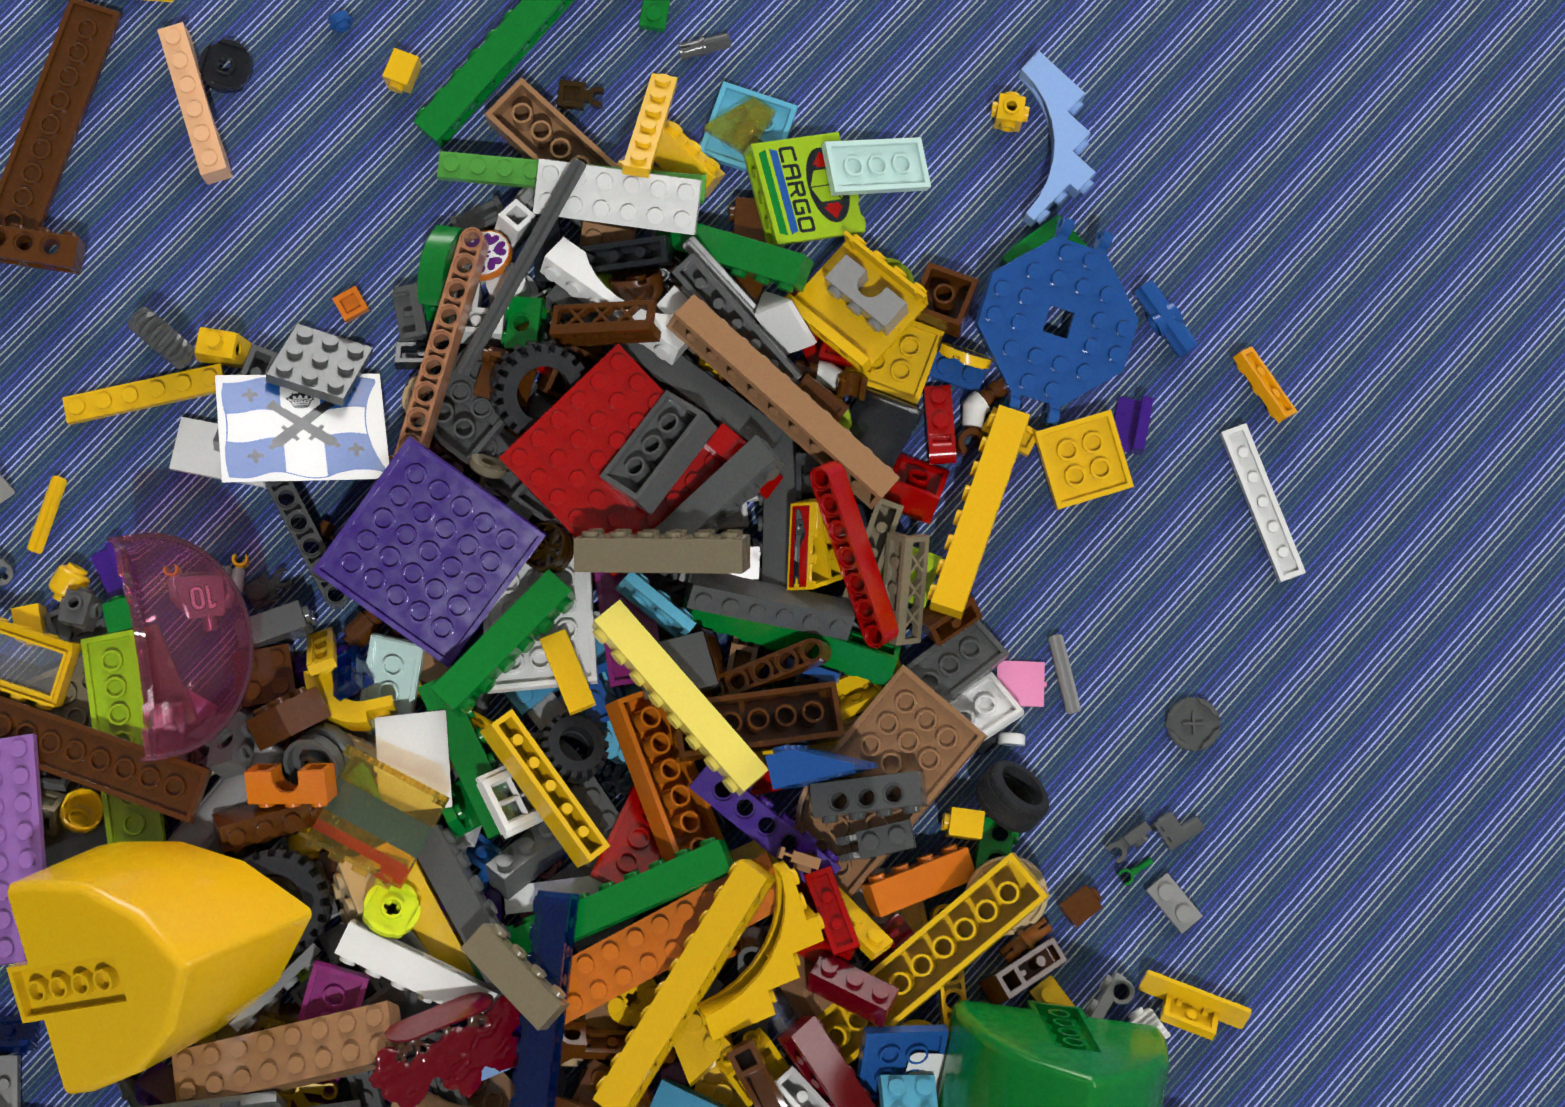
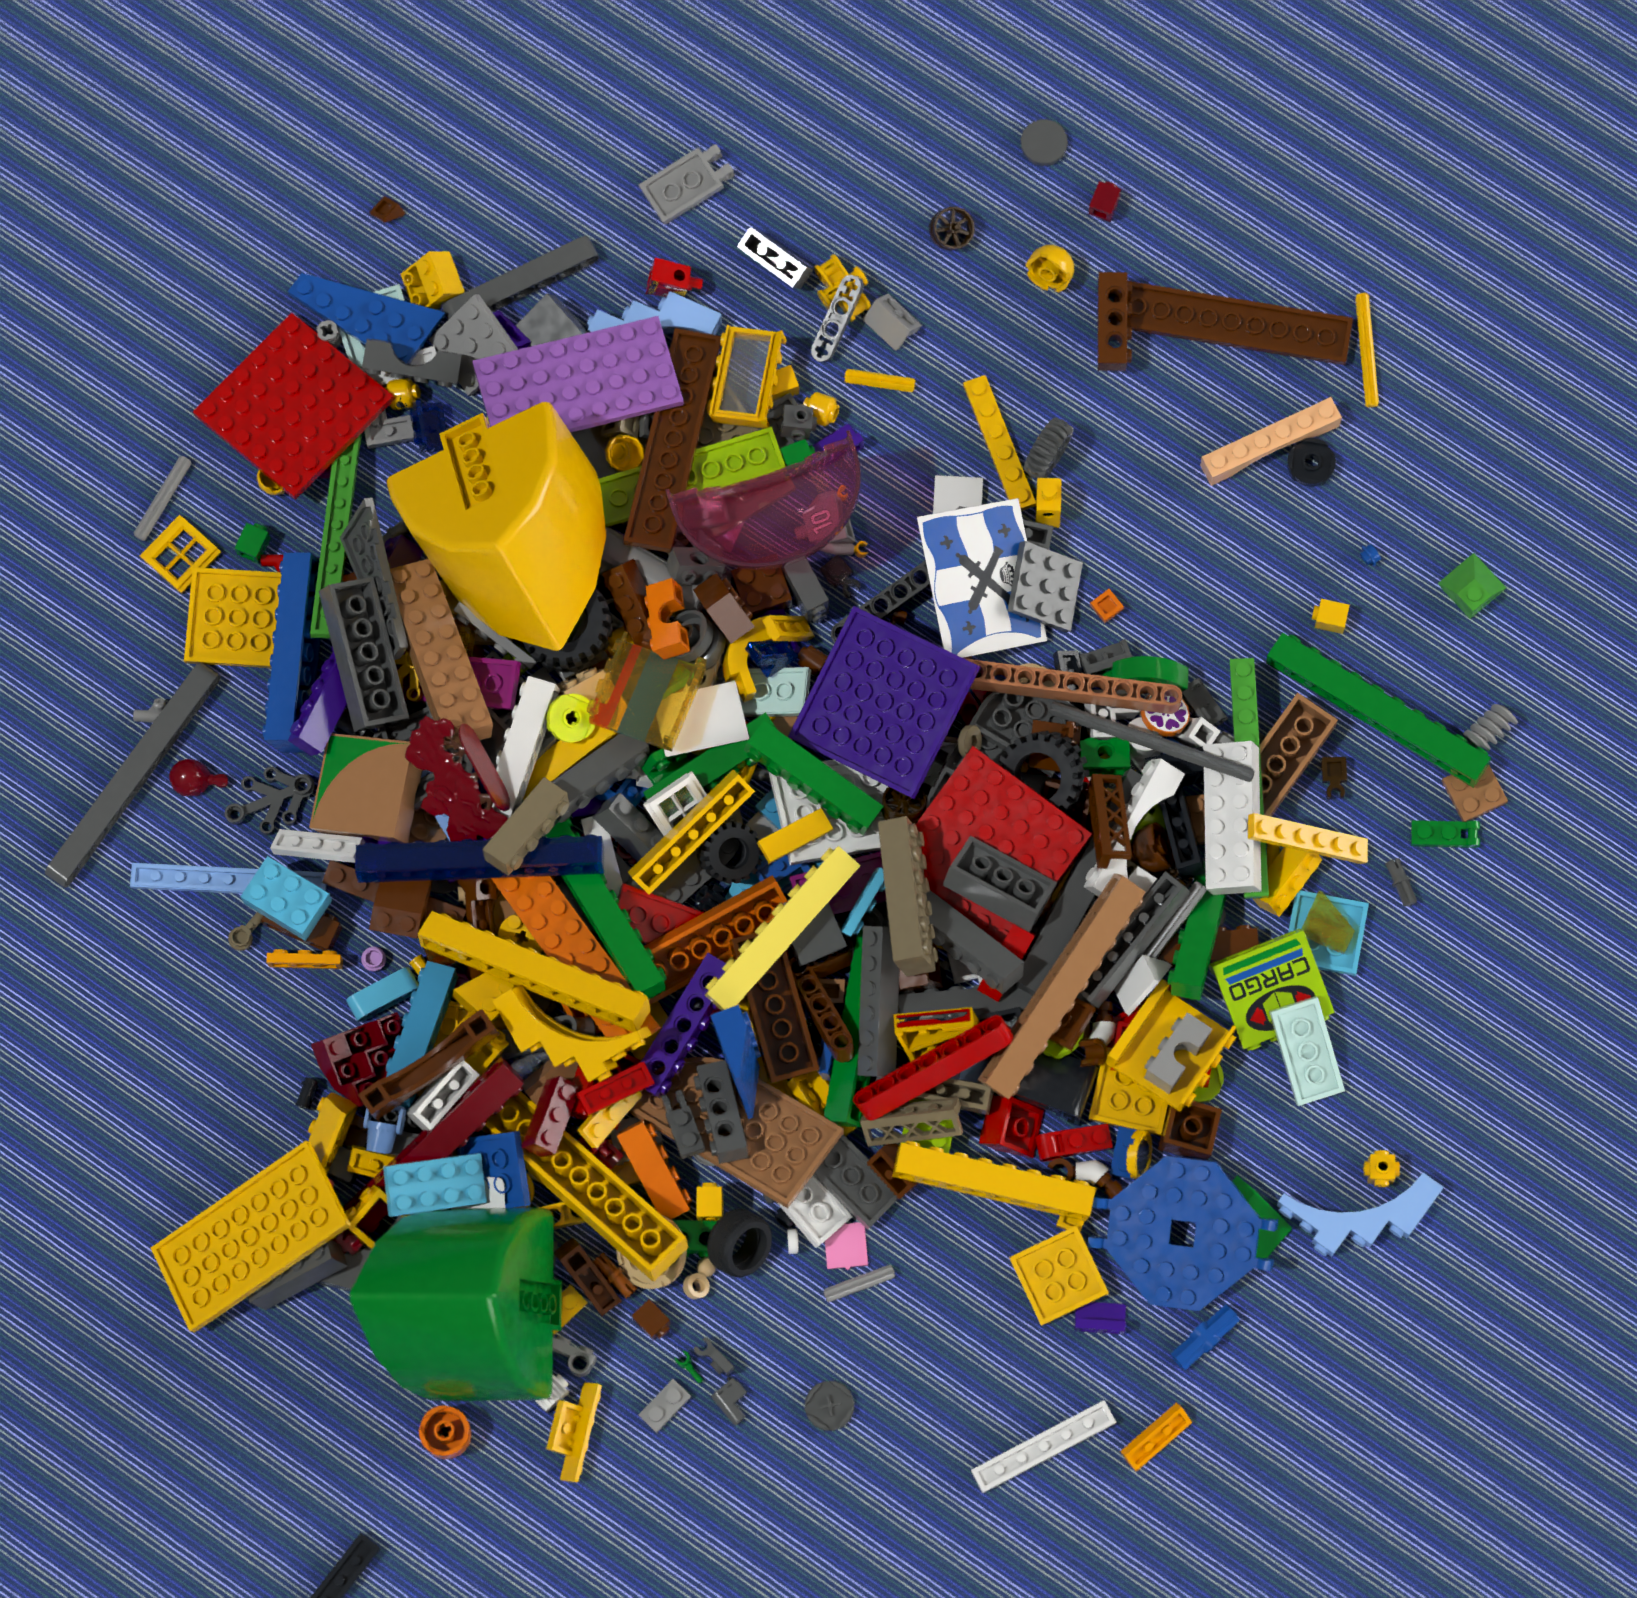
camera: 90 degrees right, 5 degrees down
(801, 861) = (654, 1054): medium nougat plate -> none
(1044, 845) = (705, 1269): none -> tan plate

